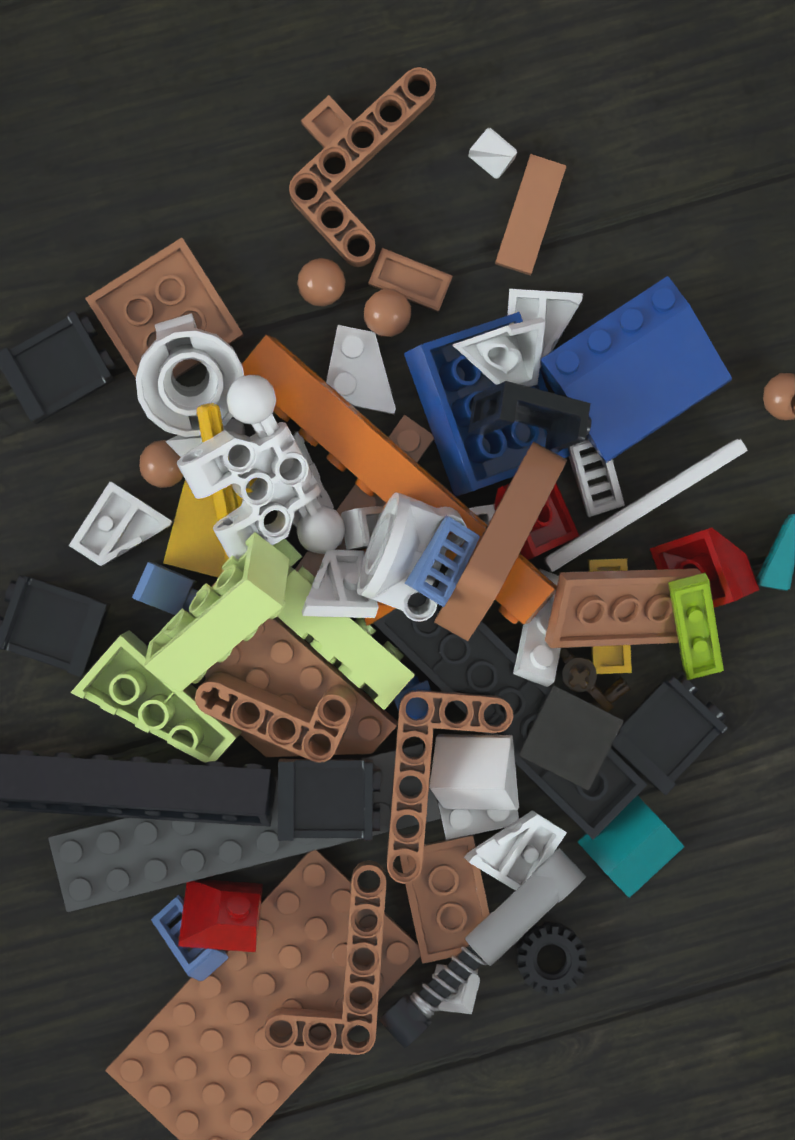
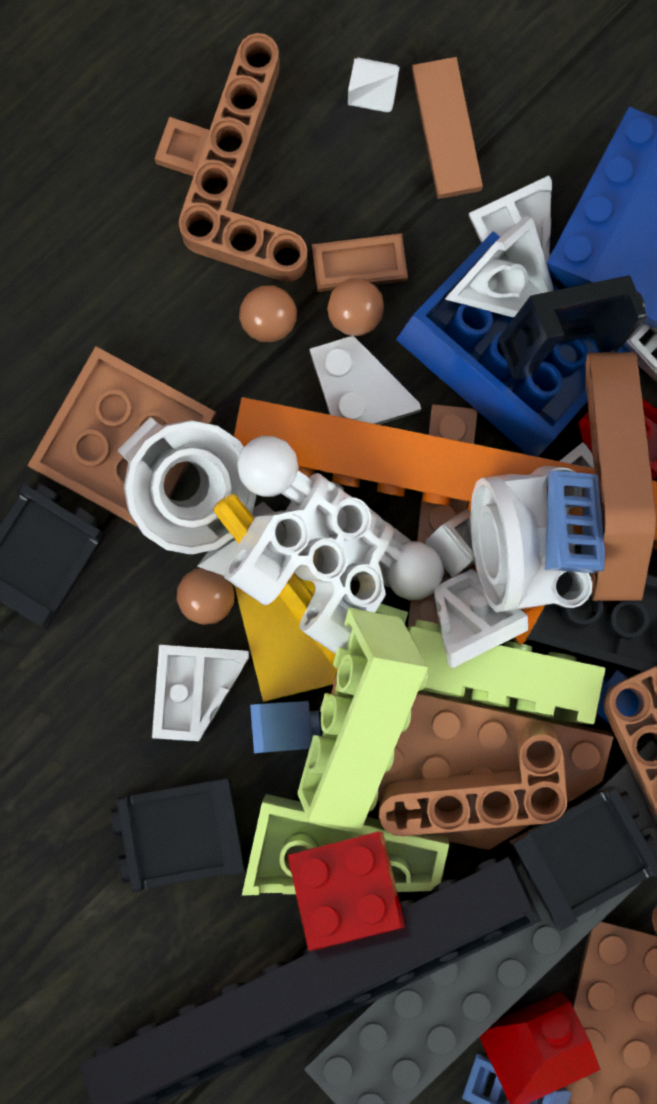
camera: 30 degrees left, 5 degrees down
(143, 730) = (346, 891): none -> red plate

